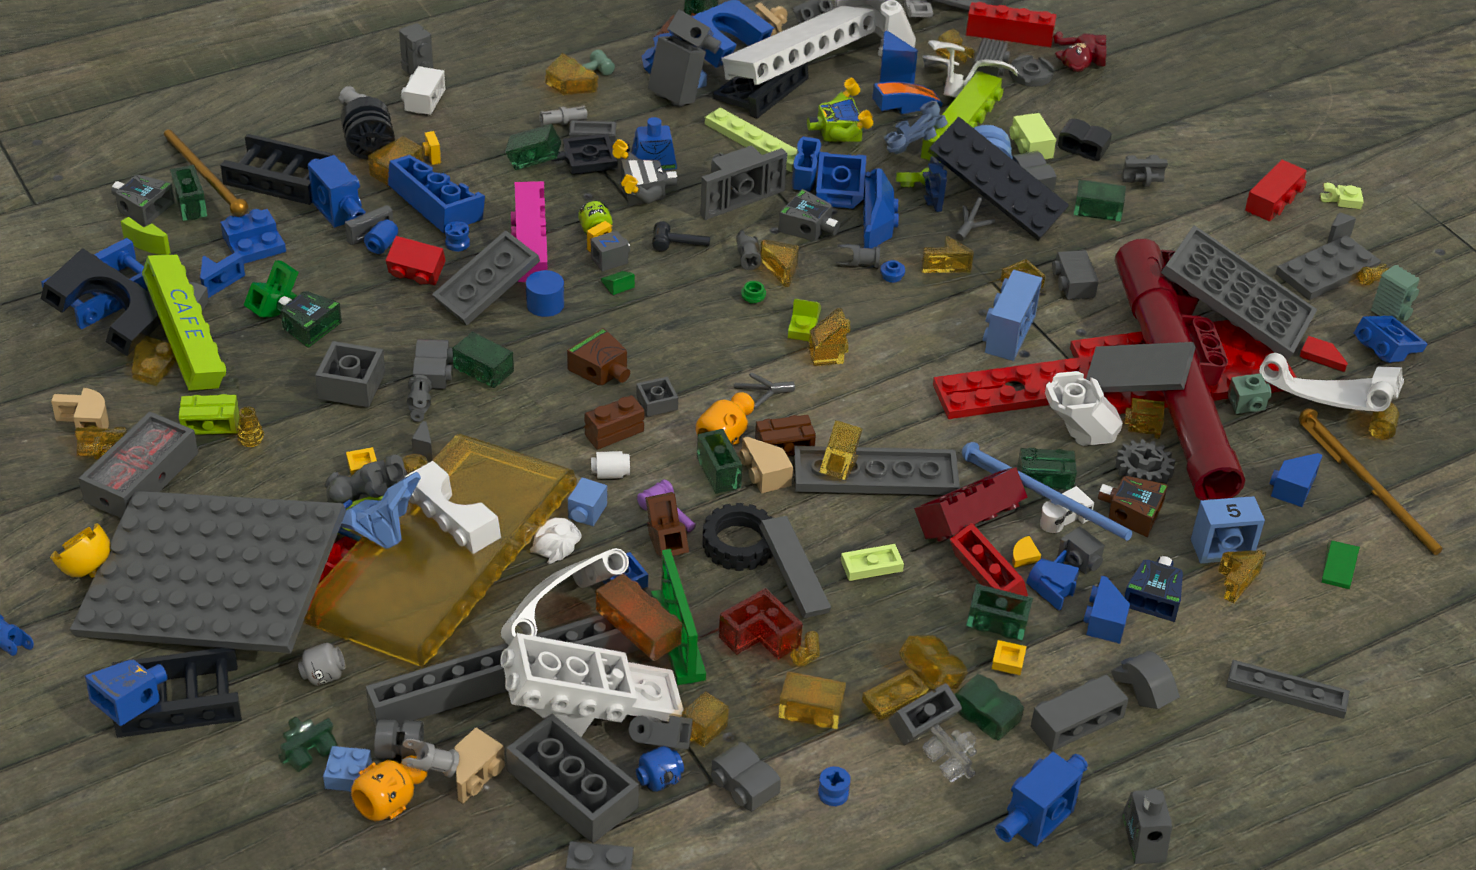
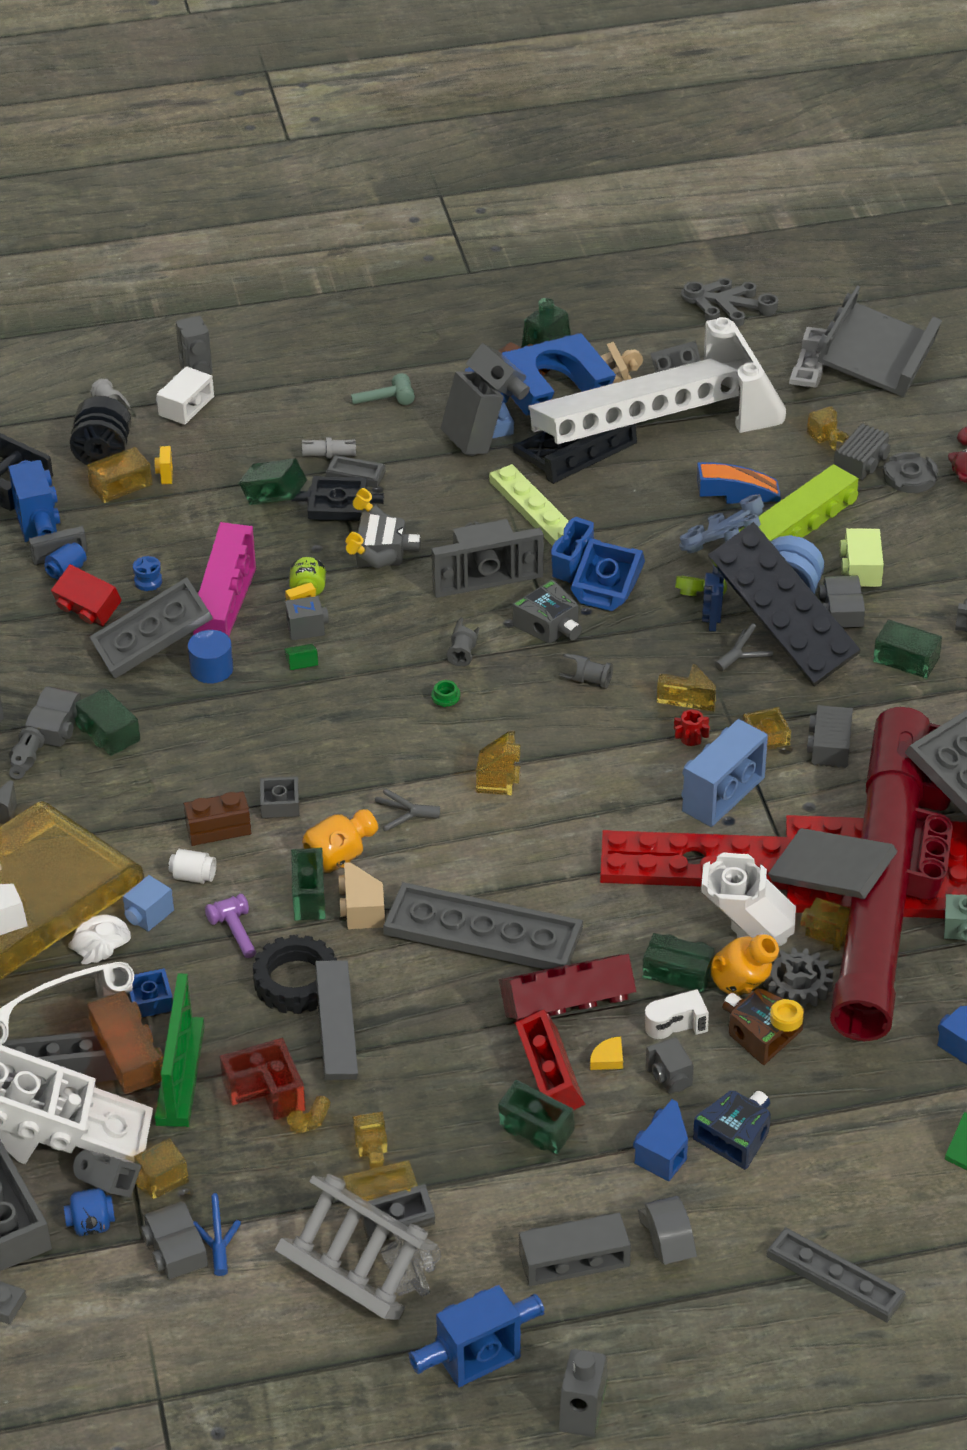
camera: 20 degrees right, 0 degrees up
(434, 193) = (141, 520): blue wedge -> none
(570, 77) = (354, 402): clear yellow slope -> none
(599, 359) = (235, 742): reddish brown torso -> none
(655, 143) = (411, 500): blue torso -> none
(663, 237) = (376, 609): black piece -> none
(664, 524) = (216, 946): reddish brown brick -> none
(780, 259) = (495, 661): clear yellow slope -> none
(783, 763) = (218, 1245): none -> blue plant
(786, 432) = (399, 865): reddish brown brick -> none
(804, 318) = (488, 730): lime slope -> none
(812, 700) = (284, 1172): clear yellow brick -> none
(839, 792) = (271, 1277): blue wheel -> none
(840, 118) = (643, 497): torso -> none
(841, 450) = (442, 899): clear yellow slope -> none
(869, 657) = (370, 1137): none -> clear yellow piece
(872, 562) = (427, 1031): yellowish green plate -> none
(879, 209) = (633, 622): blue wedge -> none
(887, 768) = (327, 1265): none -> light grey fence
(892, 271) = (619, 695): blue plate -> none
(897, 60) = (738, 438): blue slope -> none
(932, 661) = (435, 1158): clear yellow brick -> none
(955, 82) = (800, 472): white plant -> none
(964, 286) = (691, 727): none -> red gear
(972, 454) = (603, 927): medium blue bar -> none
(989, 707) = (476, 1220): clear green brick -> none
(1009, 657) = (527, 1171): yellow plate -> none
(1011, 24) = (909, 410): red brick -> none
(1054, 579) = (626, 1092): blue piece -> none
(1084, 139) = (928, 569): black brick -> none
(1105, 458) = (744, 963): none -> light orange piece
(1159, 492) = (786, 1015): none -> yellow tile
(1226, 527) = (848, 1074): medium blue brick -> none
(1241, 571) = (847, 1128): clear yellow slope -> none

